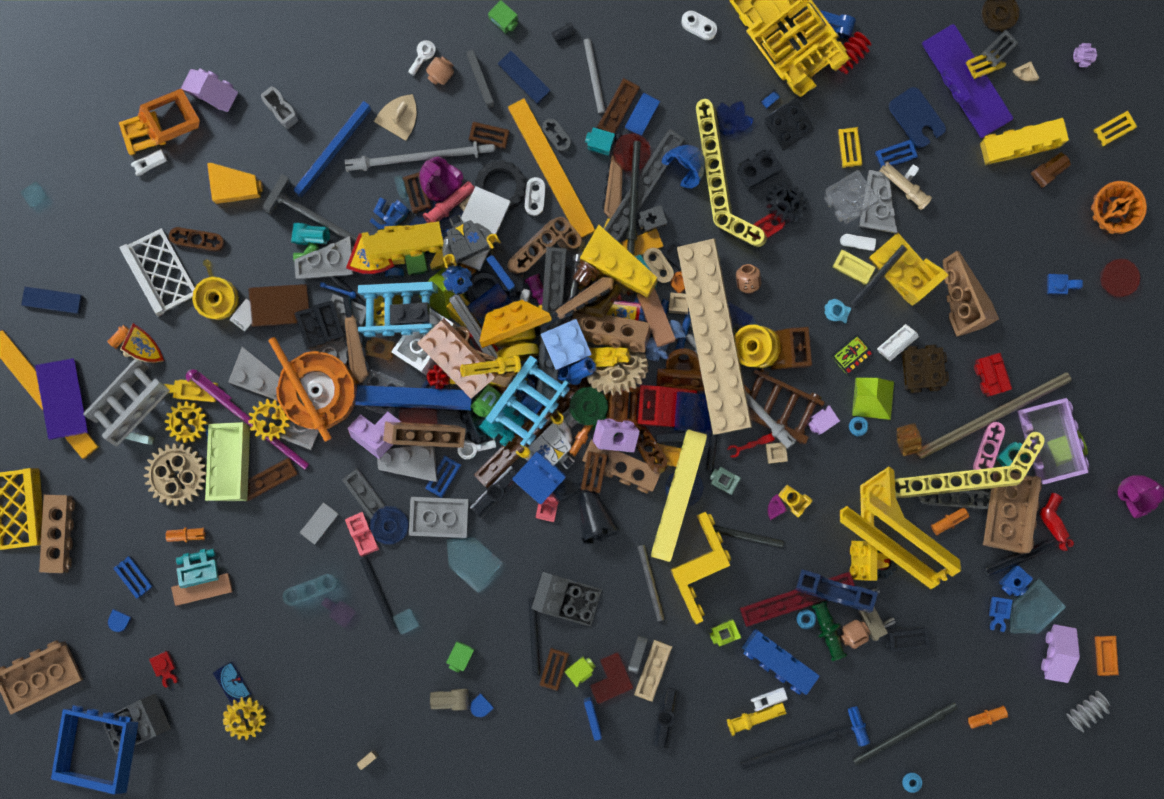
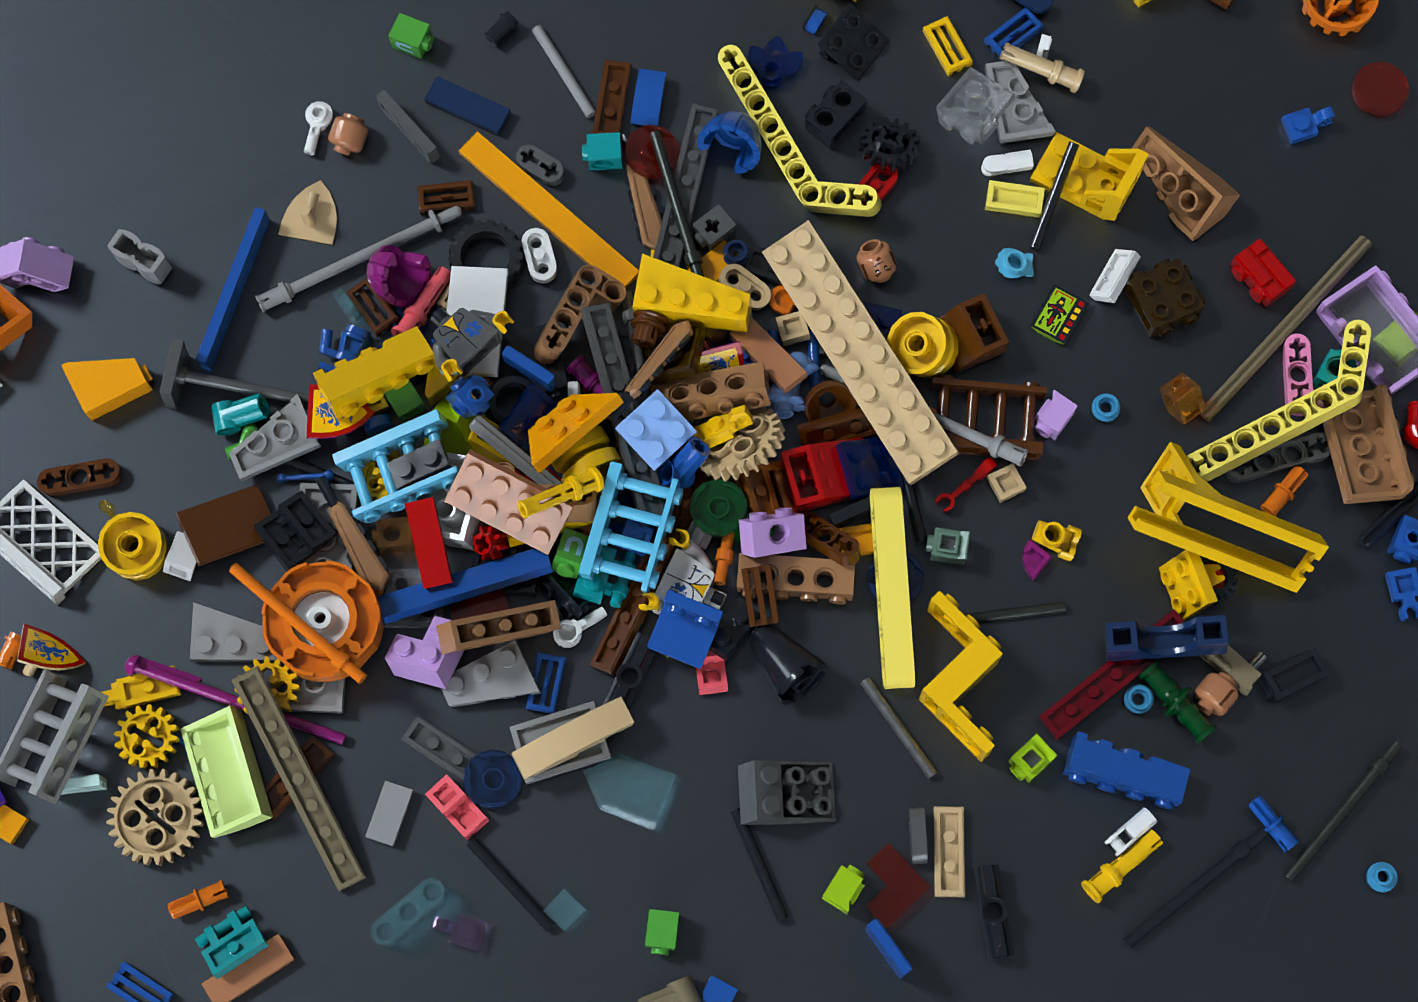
camera: 20 degrees left, 10 degrees down
(270, 483) = (298, 778): none -> dark tan tile
(399, 364) = (429, 542): none -> red tile
(446, 519) = (572, 738): none -> tan slope
(559, 653) = (817, 898): reddish brown tile -> none
(660, 236) = (736, 246): none -> dark blue plate
(873, 398) = (1110, 362): lime slope -> none

